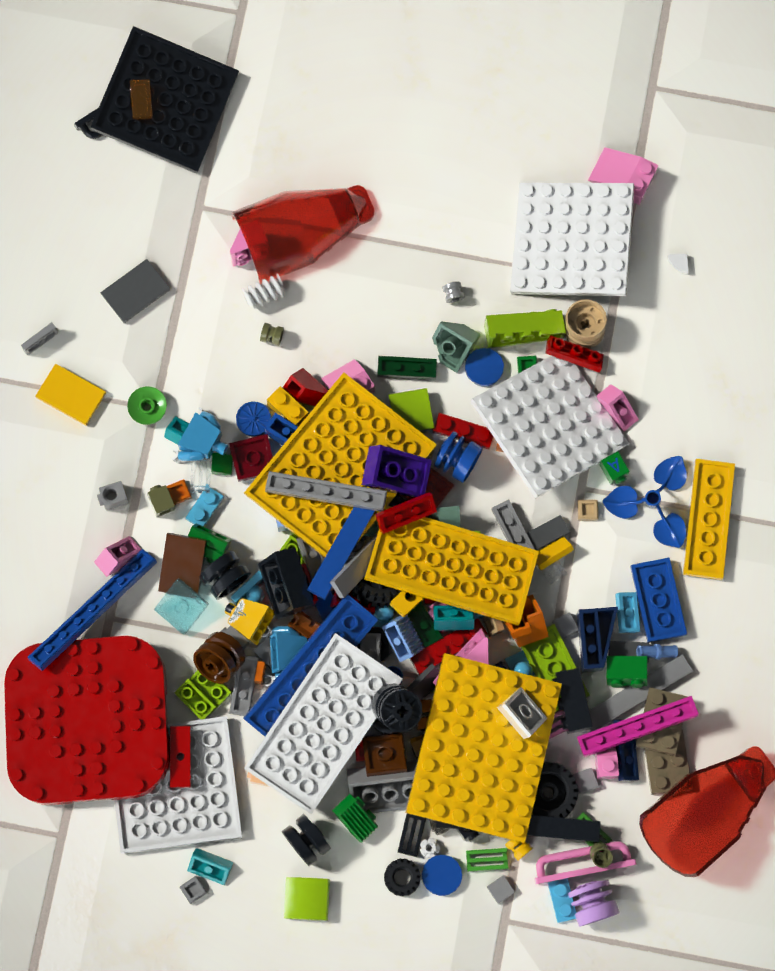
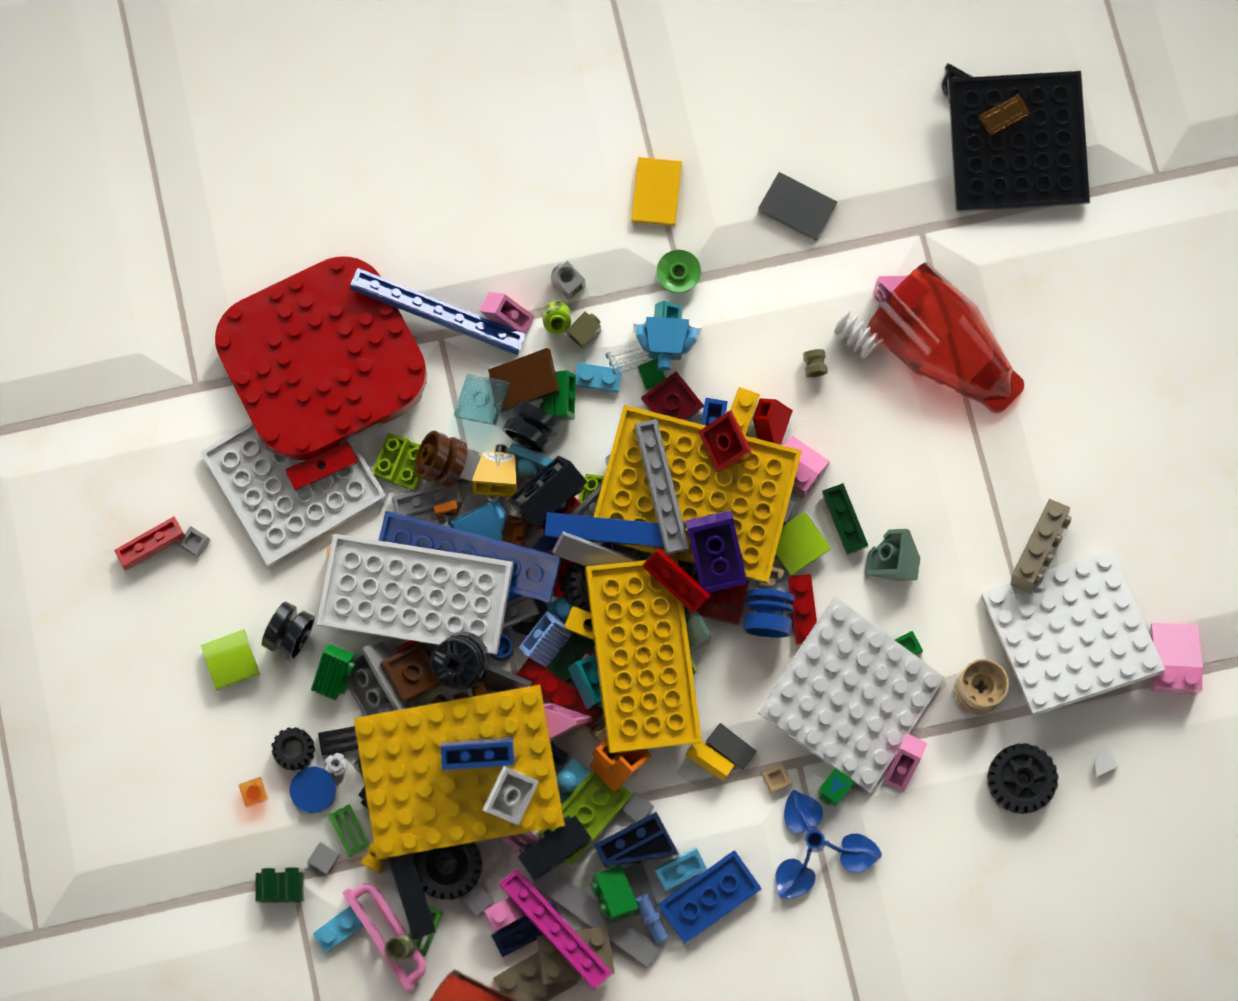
camera: 70 degrees right, 0 degrees up
(39, 339) = (700, 133): light grey tile -> none
(141, 517) = (556, 317): none -> lime head
(179, 492) = (602, 343): orange tile -> none
(179, 926) = (149, 543): none -> red plate
(210, 866) = (225, 548): teal slope -> none
(253, 418) = (715, 383): blue wheel -> none
(312, 425) = (725, 442): none -> red slope
(423, 924) = (253, 792): none -> clear orange plate
(453, 292) = (951, 531): light grey wheel -> none
(481, 723) = (477, 753): none -> blue brick
(484, 367) = (884, 600): blue tile -> none
(496, 231) = (1040, 546): none -> dark tan brick
(510, 933) = (279, 886): none -> dark green brick
(511, 524) = (720, 704): light grey plate -> none
(523, 327) = (946, 622): lime wedge -> none
(574, 353) = (943, 690): red tile -> none
(593, 902) = (346, 961): lavender wheel -> none
(666, 341) = (1040, 773): none -> black wheel
(709, 519) = (825, 915): yellow plate -> none

